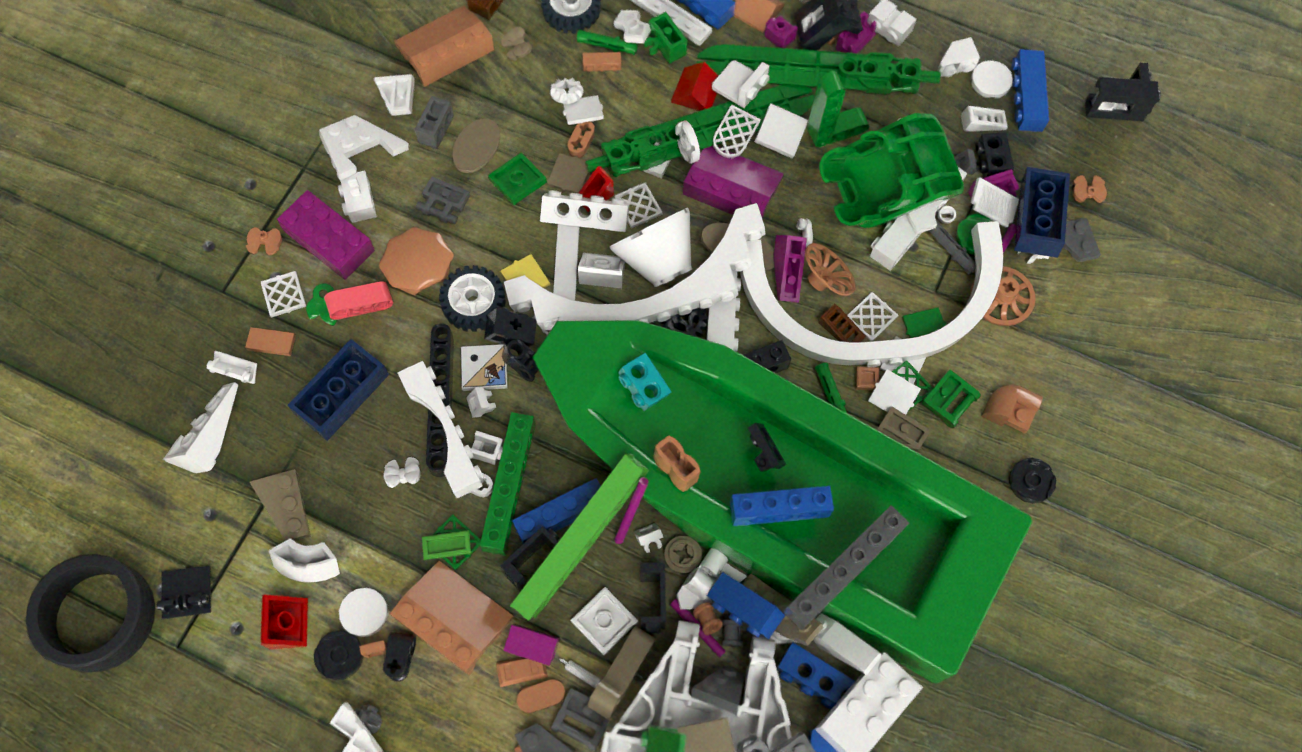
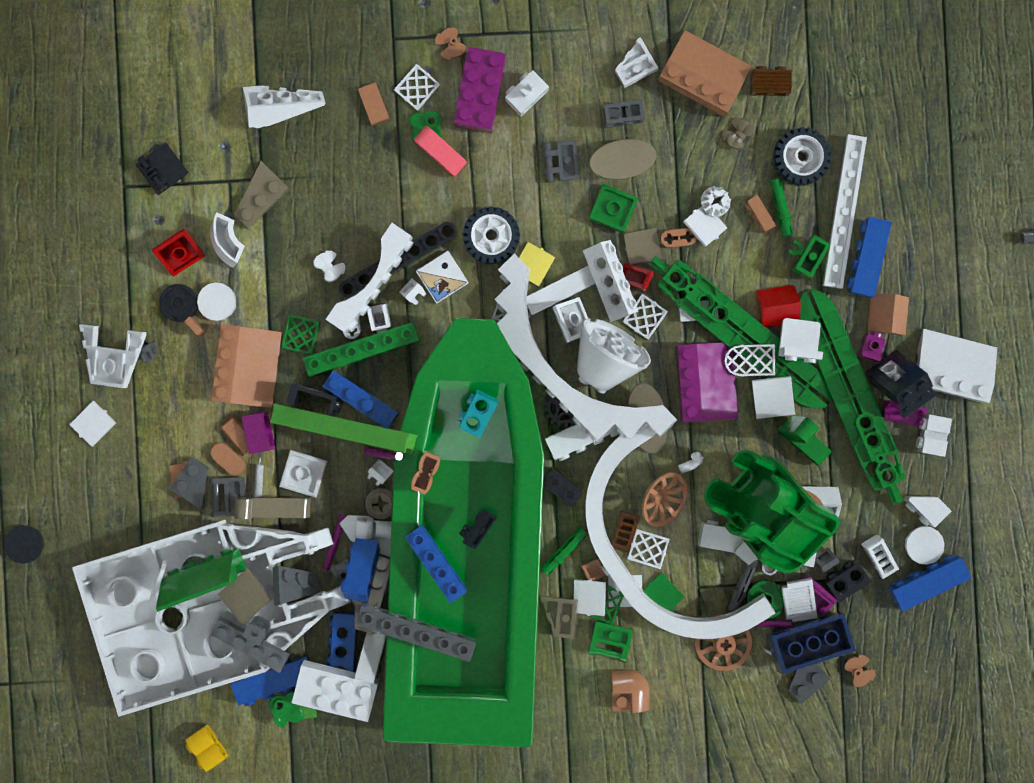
camera: 65 degrees right, 20 degrees up
(50, 593) = (78, 94): black tyre -> none
(233, 367) = (337, 99): white hinge -> none
(338, 389) = (361, 182): dark blue brick -> none
(355, 136) = (575, 55): white wing -> none
(399, 651) = (203, 344): black piece -> none
(416, 260) = (495, 175): nougat piece -> none
(446, 545) = (293, 331): bright green tile -> none
(508, 326) = (473, 273): black brick -> none
(522, 362) = (461, 307): black piece -> none
(634, 29) = (801, 228): white tile -> none
(654, 573) = (351, 491): black panel -> none
(688, 142) = (711, 331): white tile -> none
(707, 618) = (342, 546): nougat bush -> none
(788, 265) = (654, 464): magenta slope -> none
(1032, 480) = (578, 730): black tile -> none
(1124, 98) = (963, 673): black brick -> none

